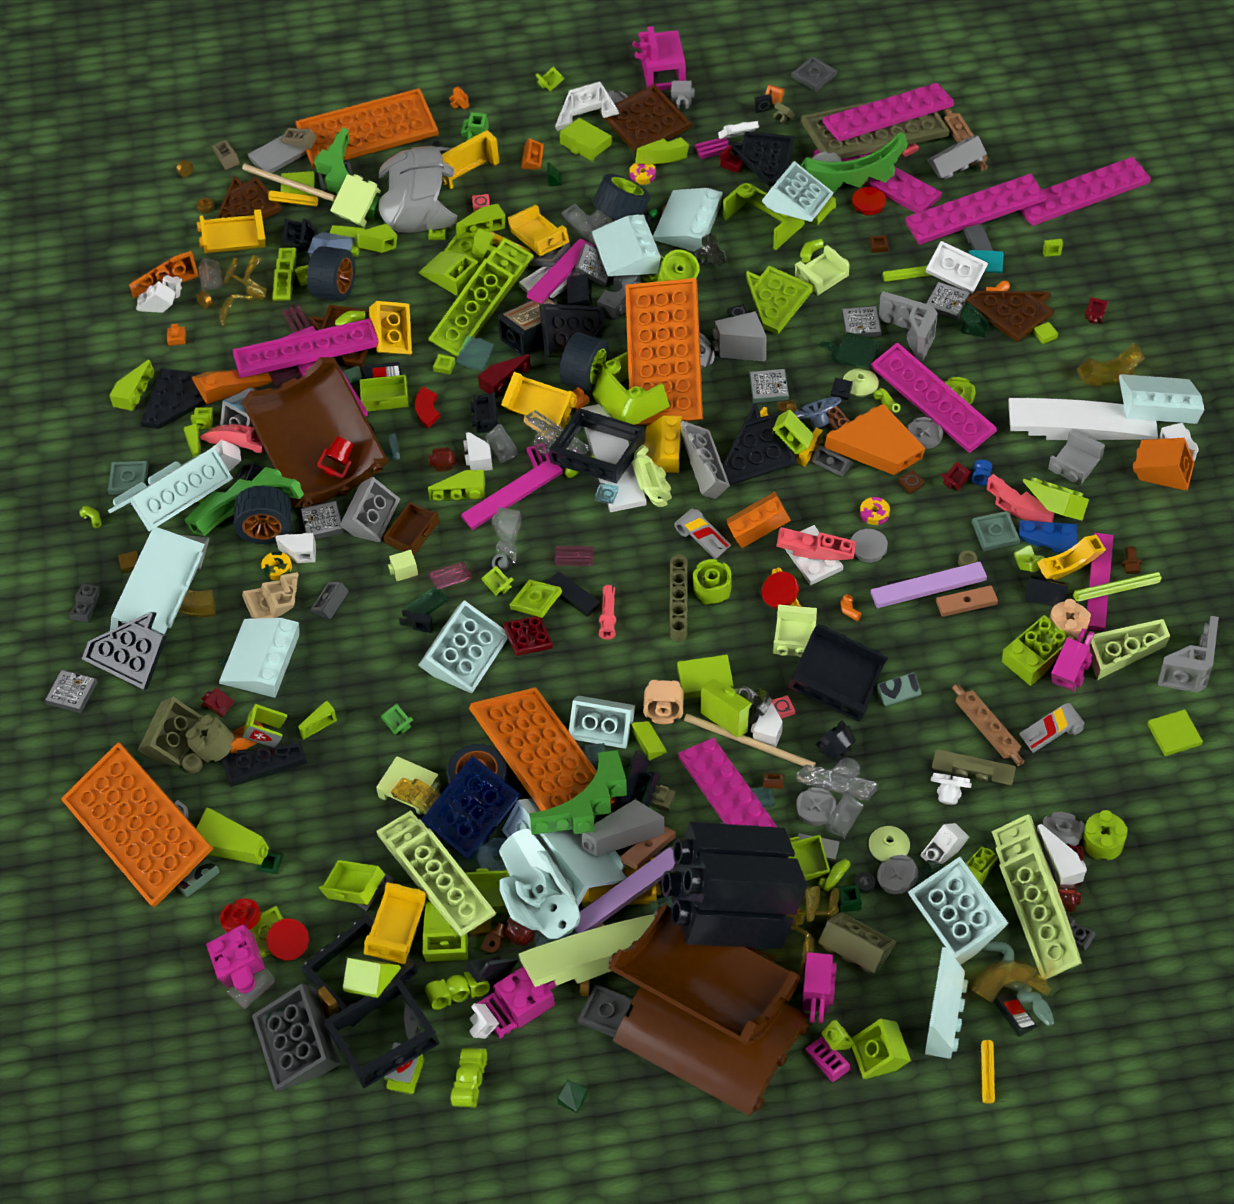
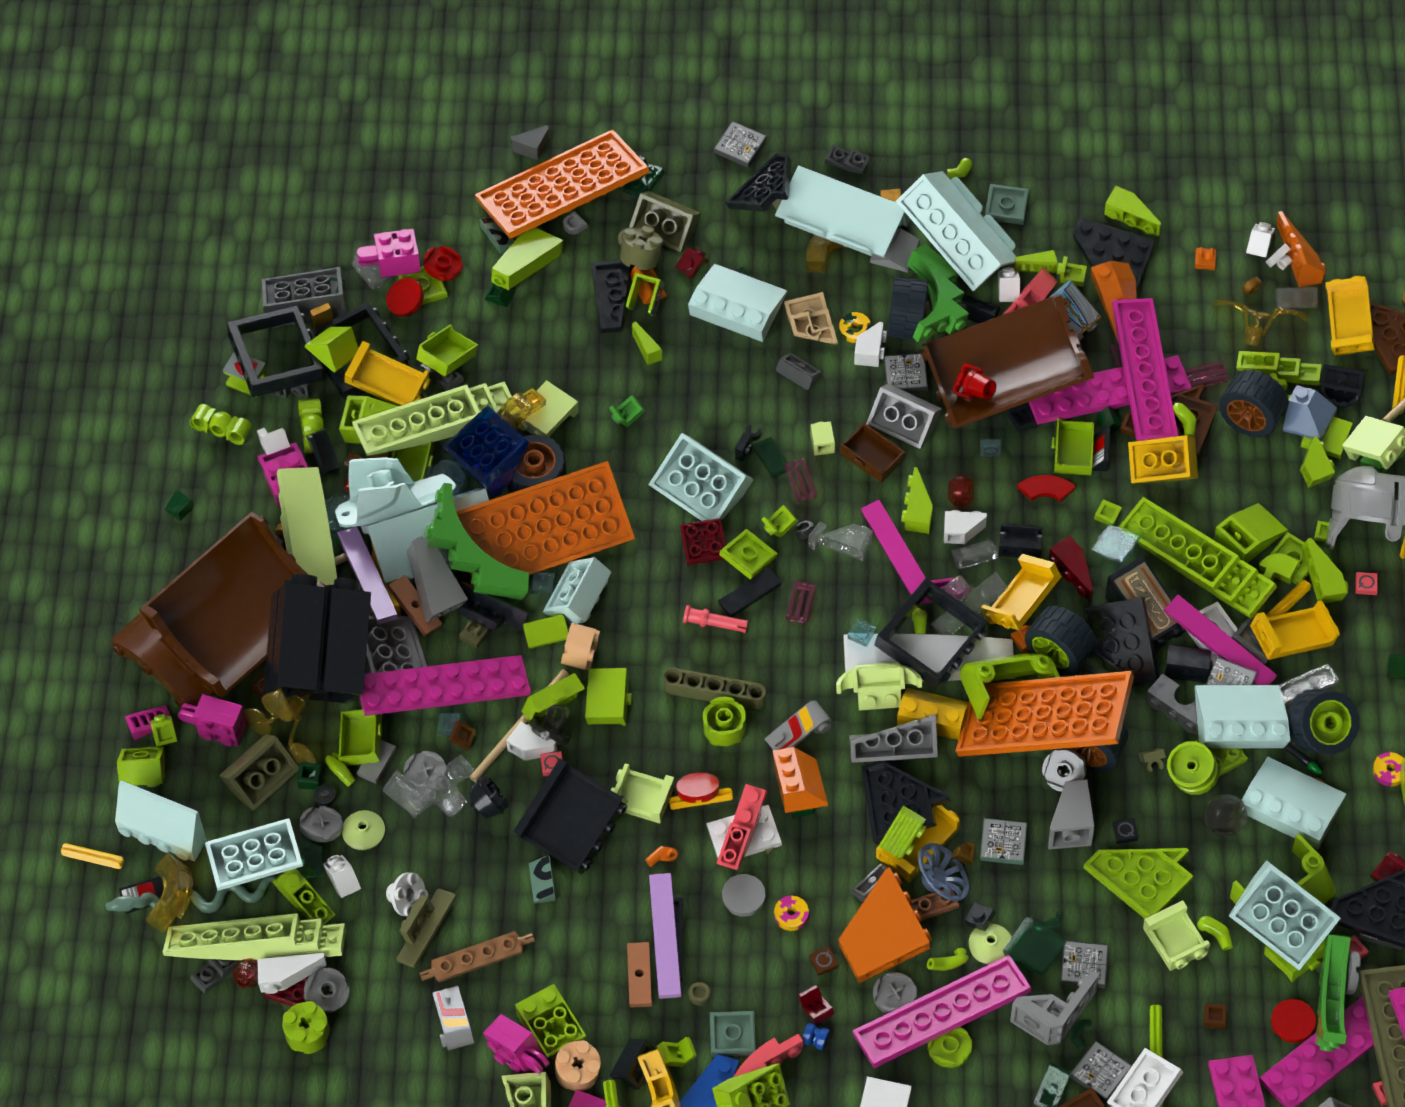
camera: 100 degrees right, 5 degrees up
(83, 865) = (531, 142): none -> dark grey slope

